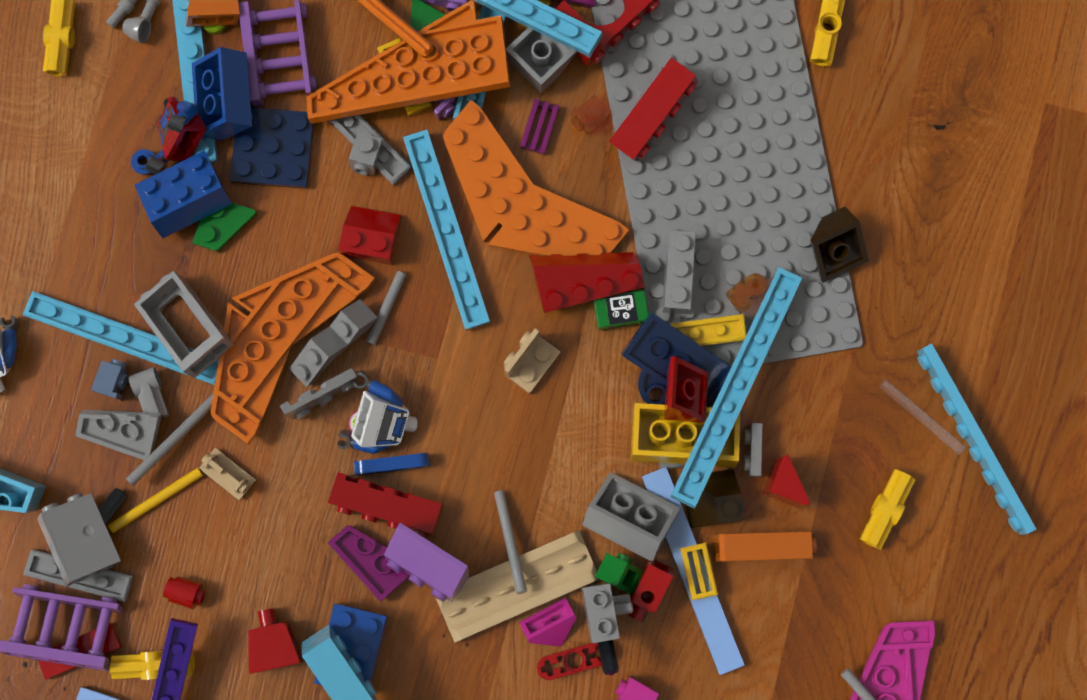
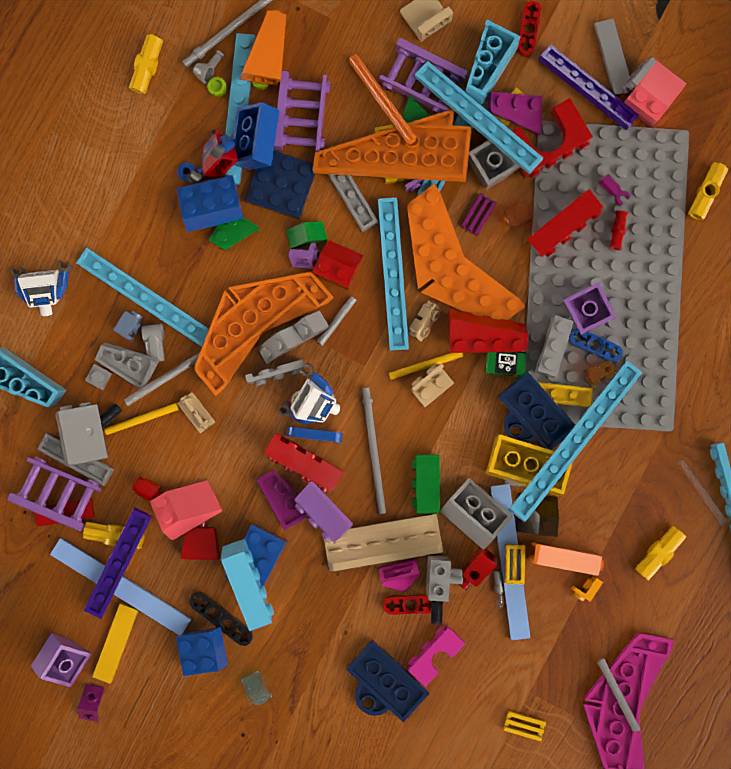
camera: 15 degrees right, 5 degrees up
(85, 458) = (98, 377): none -> light grey plate
(151, 308) = (168, 281): light grey piece -> none
(159, 43) = (217, 86): none -> lime tile
(240, 604) = (185, 508): none -> coral slope
(320, 205) = (306, 233): none -> green slope
(323, 236) = (304, 258): none -> medium lavender bracket
(365, 154) = (347, 204): light grey bracket -> none
(452, 405) = (373, 450): none -> light grey bar
(500, 291) = (430, 314): none -> tan hinge
(510, 542) = (385, 510): light grey bar -> none
(515, 338) = (424, 365): none -> yellow bar
(555, 493) = (426, 483): none -> green brick
(619, 572) = (458, 551): green brick -> none
(685, 392) = (537, 435): red slope -> none
(686, 610) = (498, 589): none -> light grey piece
(705, 52) = (613, 188): none -> magenta bar
(712, 211) = (589, 308): none -> medium lavender slope
(714, 248) = (606, 355): none -> blue beam
(725, 103) = (618, 230): none -> red pin
(753, 460) = (577, 478): light grey plate -> none
(785, 484) = (592, 517): red slope -> none
(807, 578) = (590, 588): none -> light orange bracket
(838, 244) = (675, 354): dark brown slope -> none

